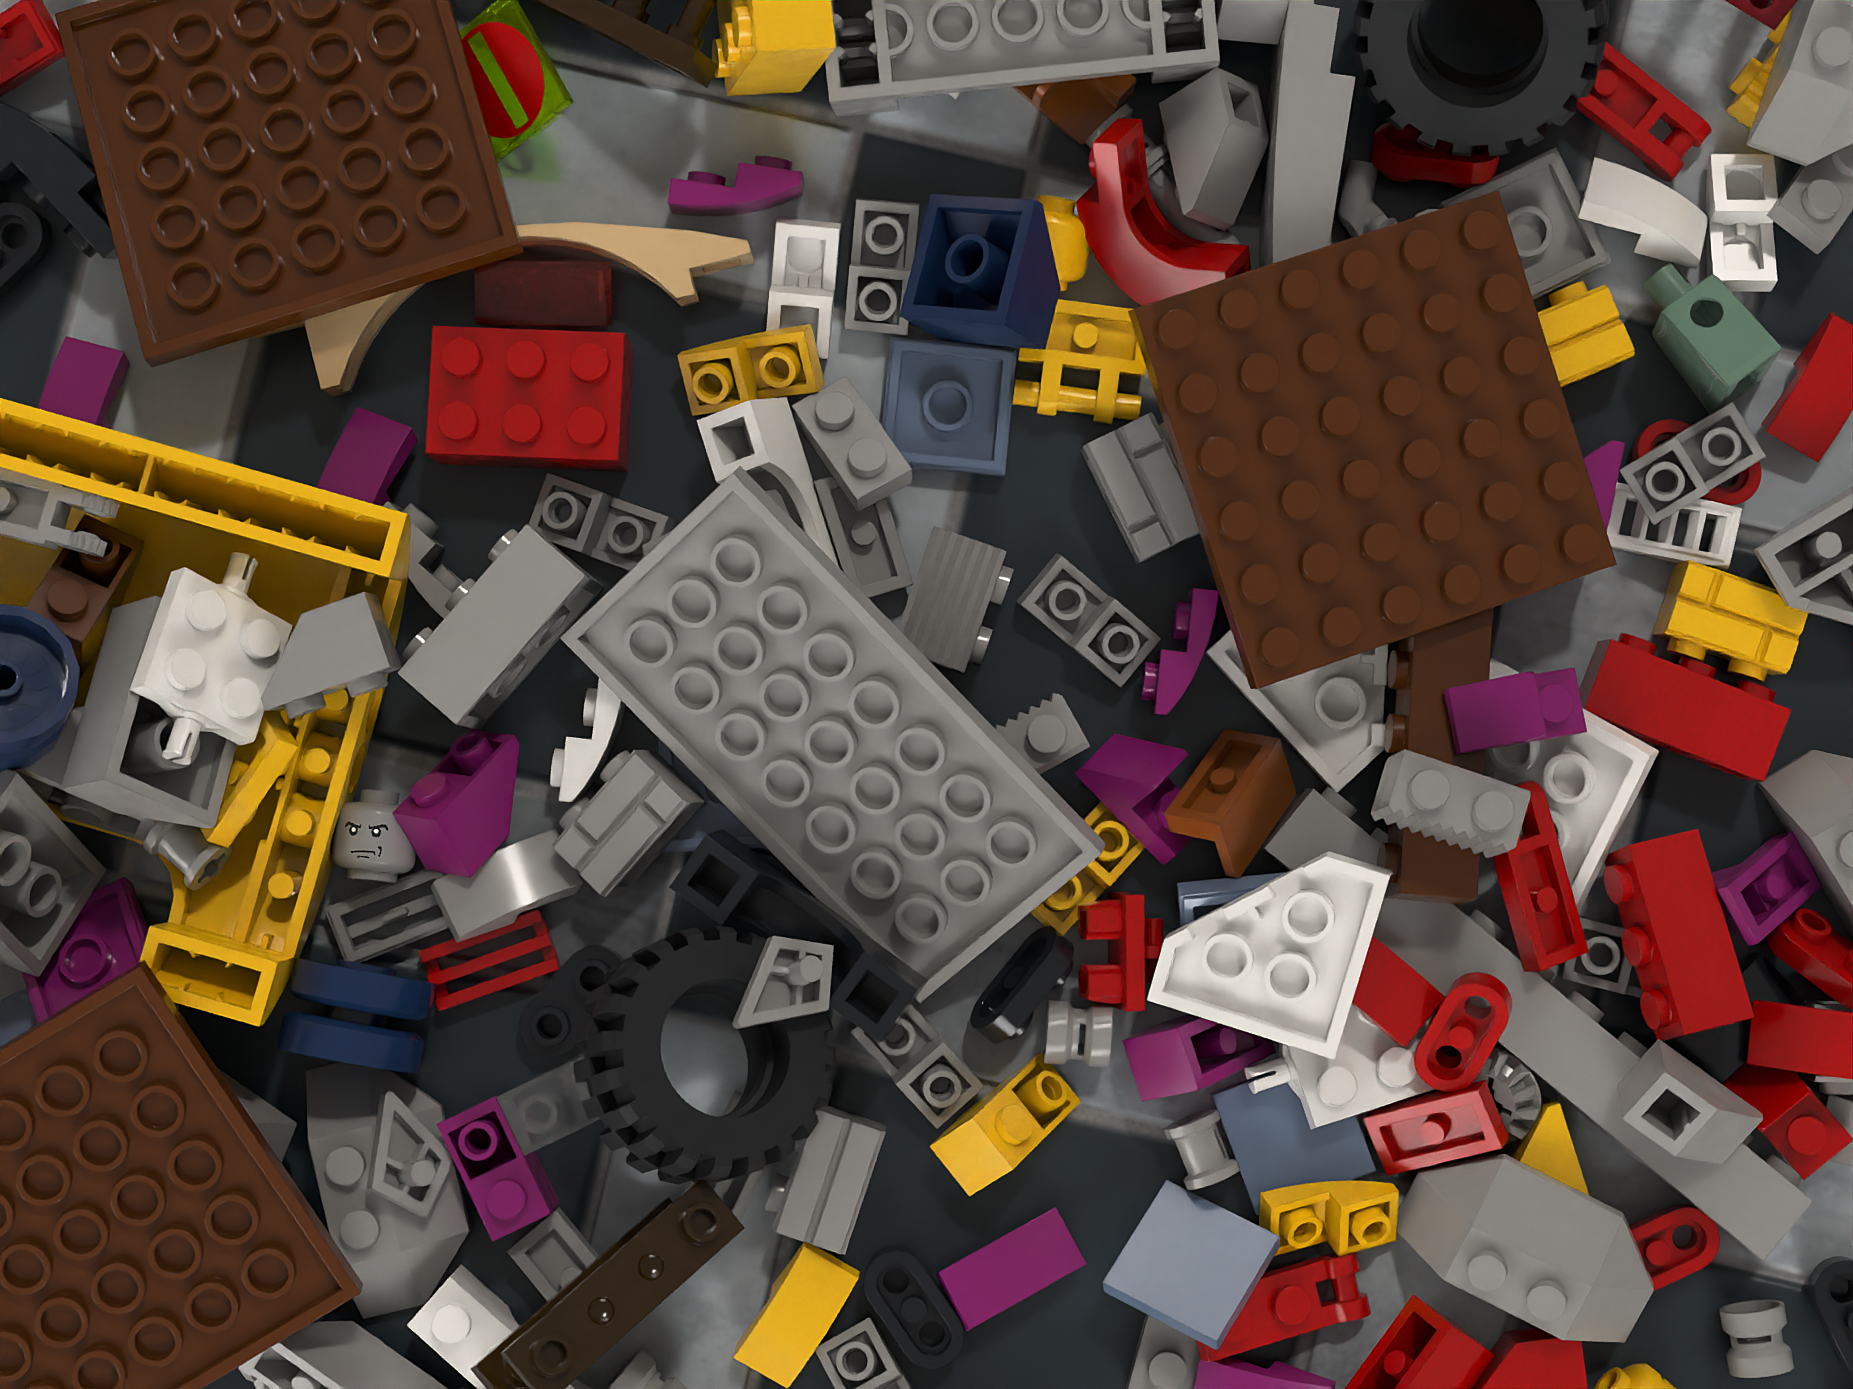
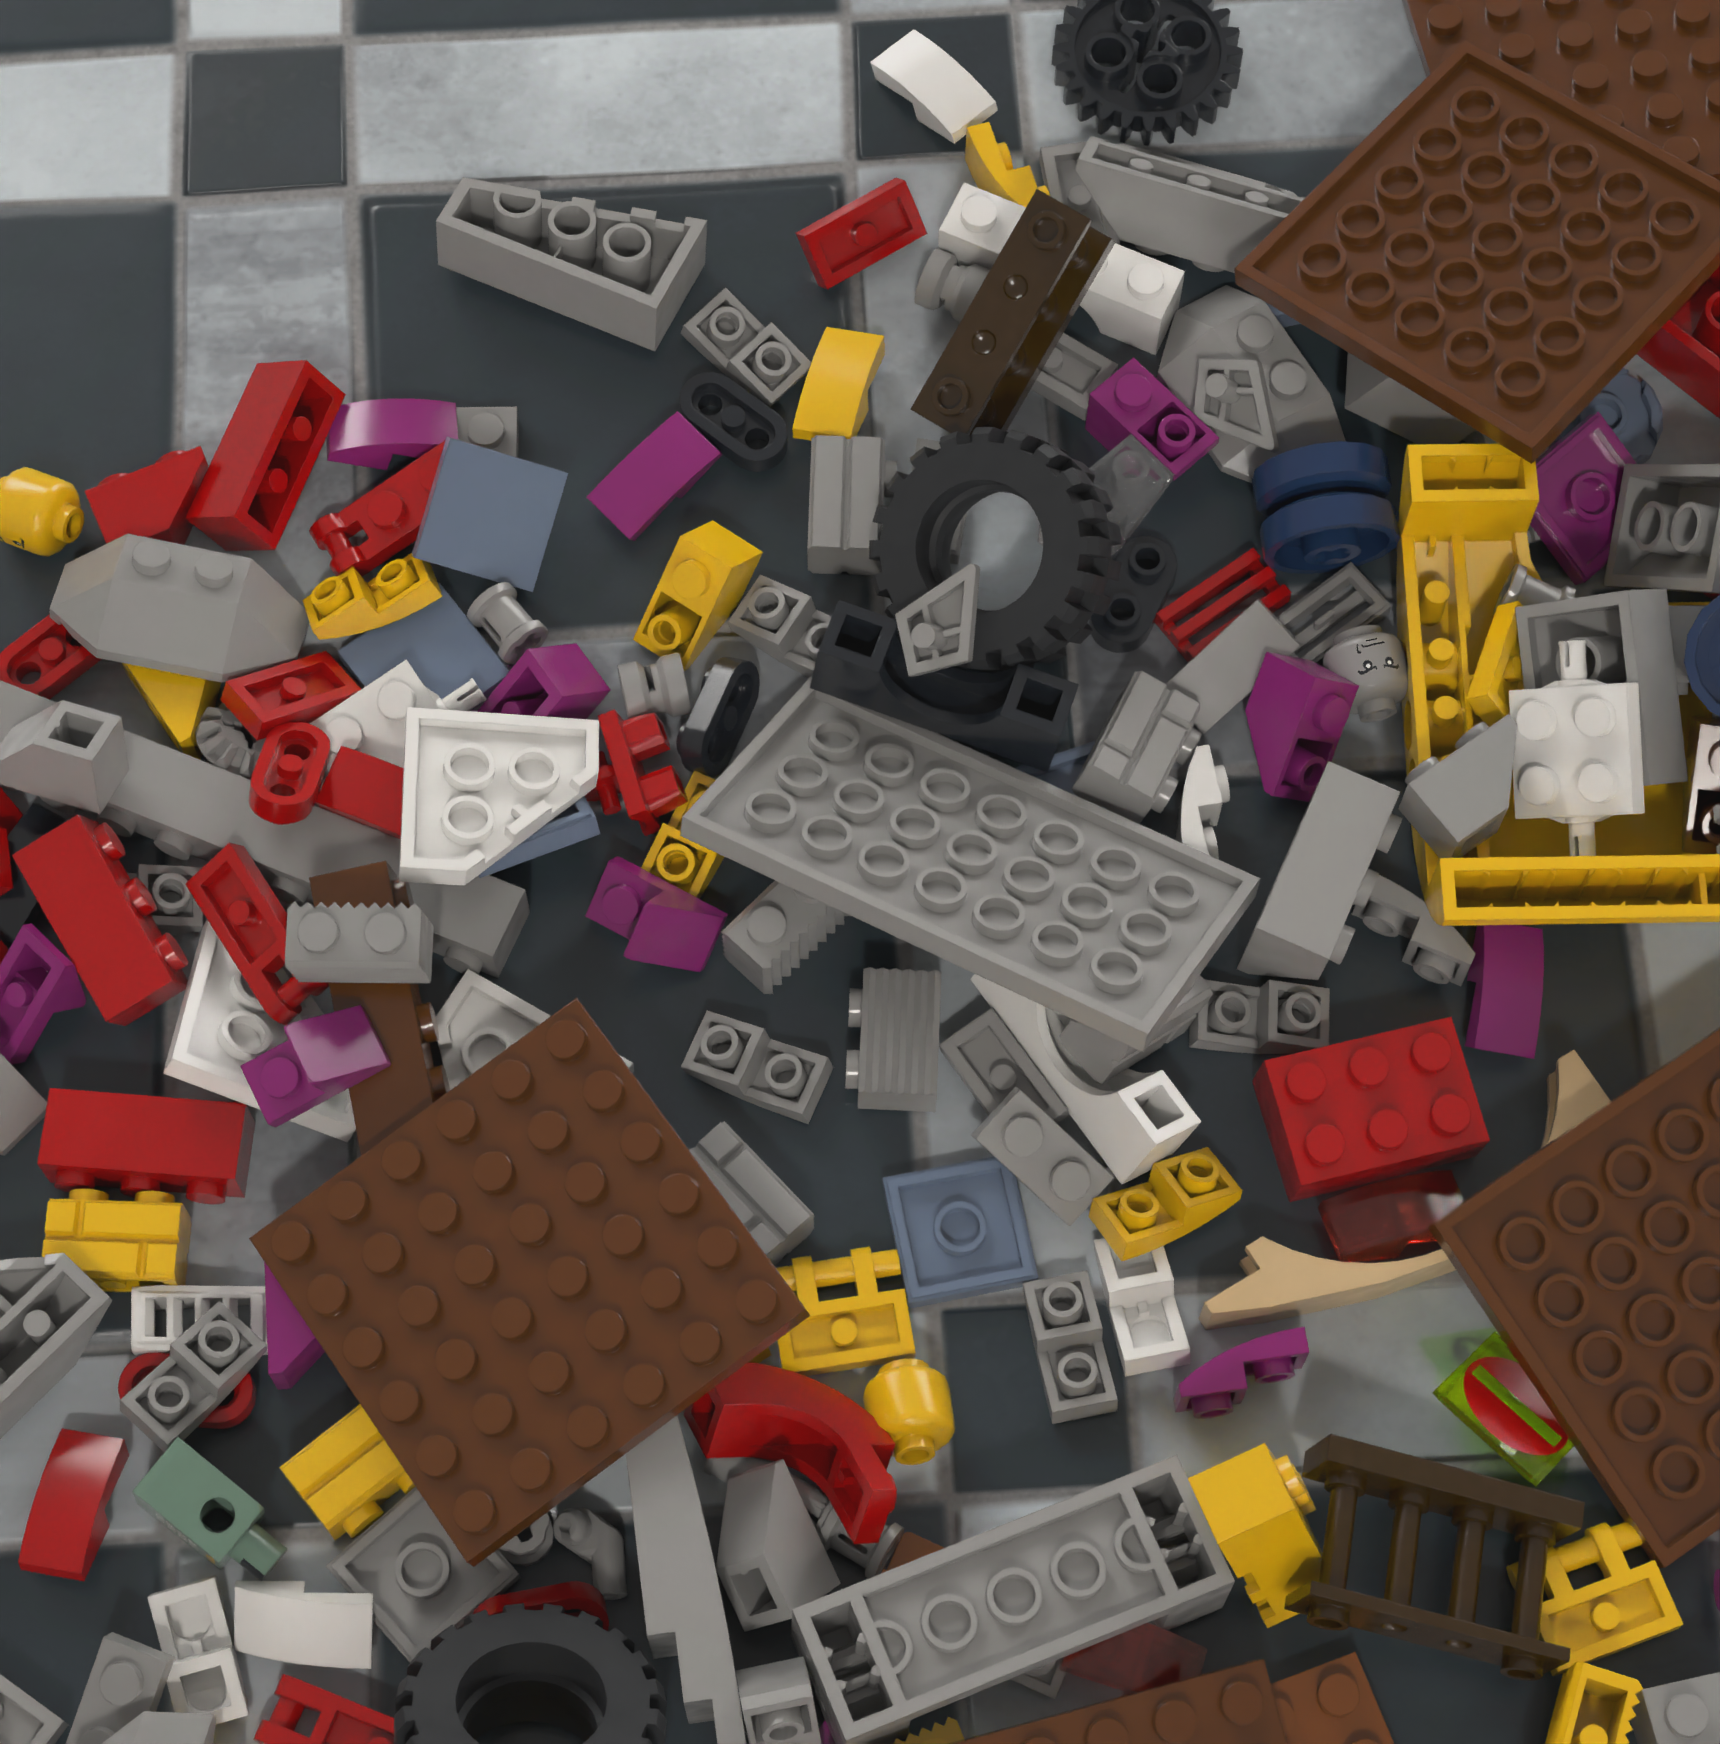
camera: 160 degrees right, 20 degrees down
(983, 272) = (966, 1344): dark blue slope -> none
(1174, 670) = (658, 1044): magenta slope -> none
(1235, 797) = (567, 930): dark orange panel -> none

